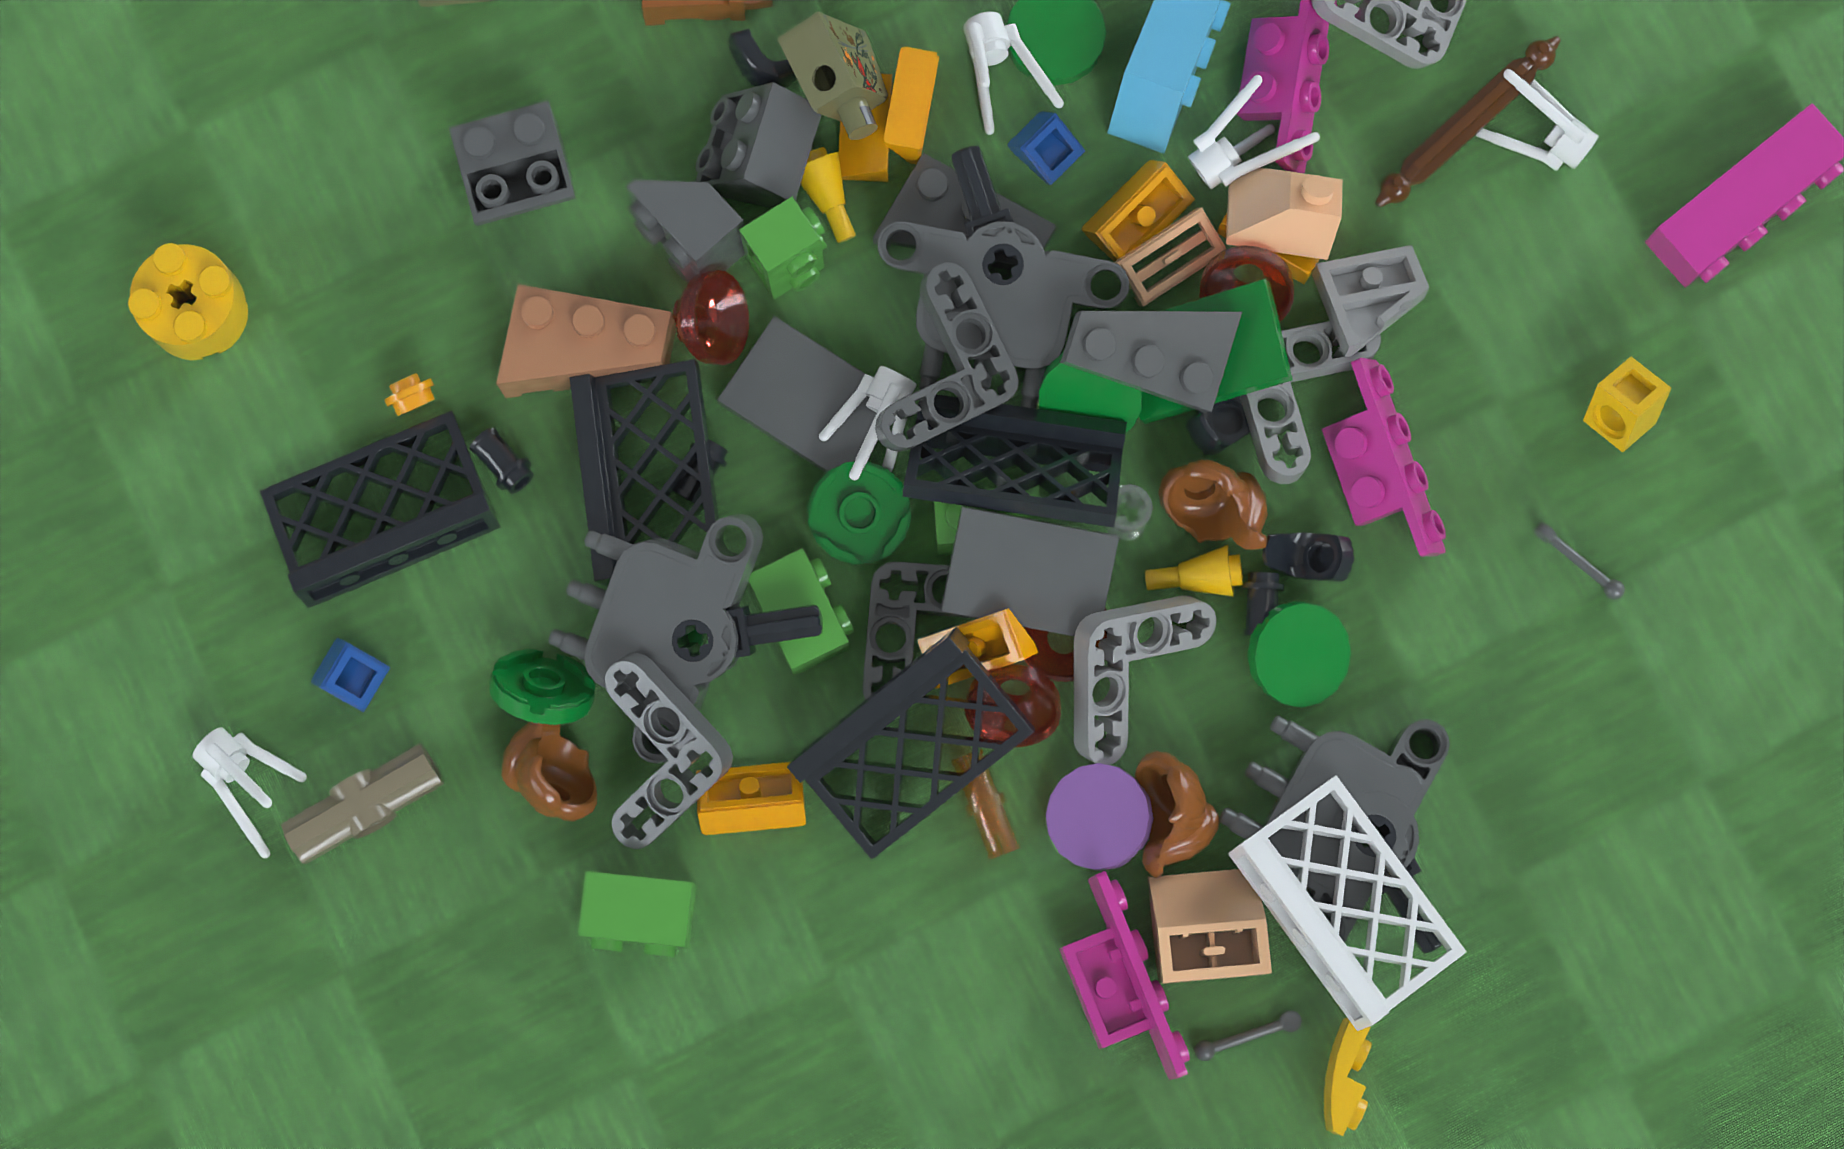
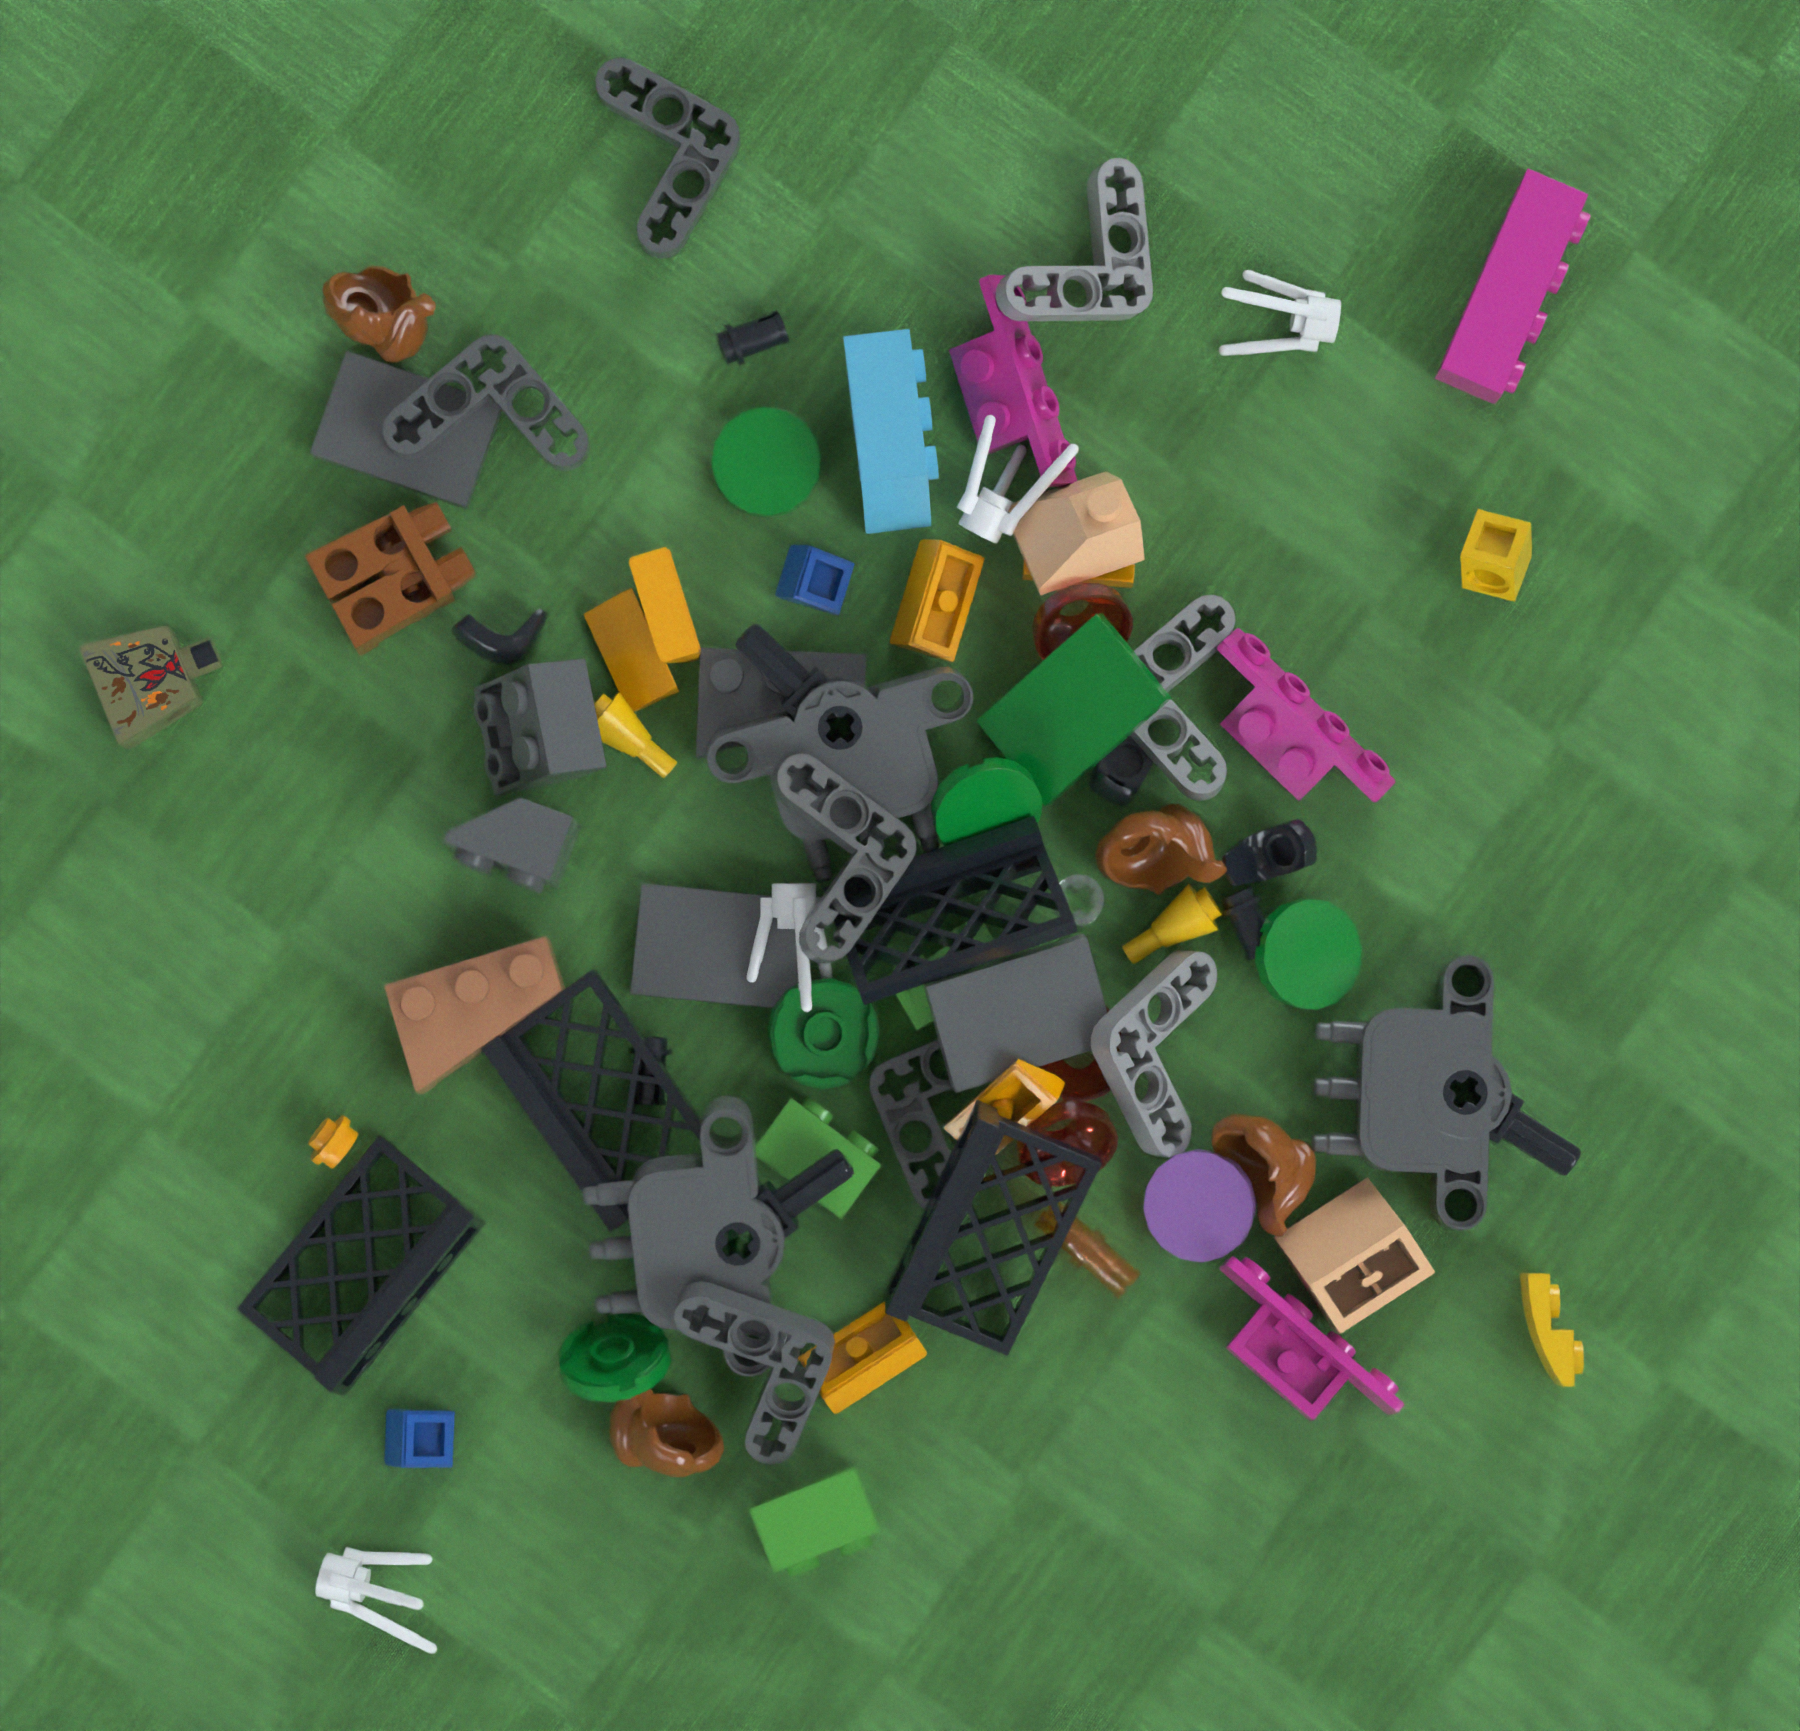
camera: 30 degrees left, 5 degrees up
(180, 275) = (37, 1157): yellow brick -> none
(362, 804) = (501, 1555): dark tan piece -> none
(509, 469) = (455, 1159): black pin -> none
(513, 163) = (313, 868): dark grey slope -> none
(721, 317) = (586, 919): clear red piece -> none
(785, 247) = (622, 815): bright green brick -> none
(836, 71) = (581, 617): olive torso -> none
(988, 46) = (708, 509): white plant -> none
(1156, 351) = (1032, 740): dark grey wing -> none
(1207, 232) = (973, 618): light nougat tile -> none
(1289, 1021) = (1470, 1303): dark grey hinge -> none
(1320, 939) = (1449, 1212): white fence -> none
(1369, 293) = (1199, 570): light grey wing -> none
(1465, 123) = (1207, 349): reddish brown wheel -> none
(1613, 588) = (1569, 735): dark grey hinge -> none

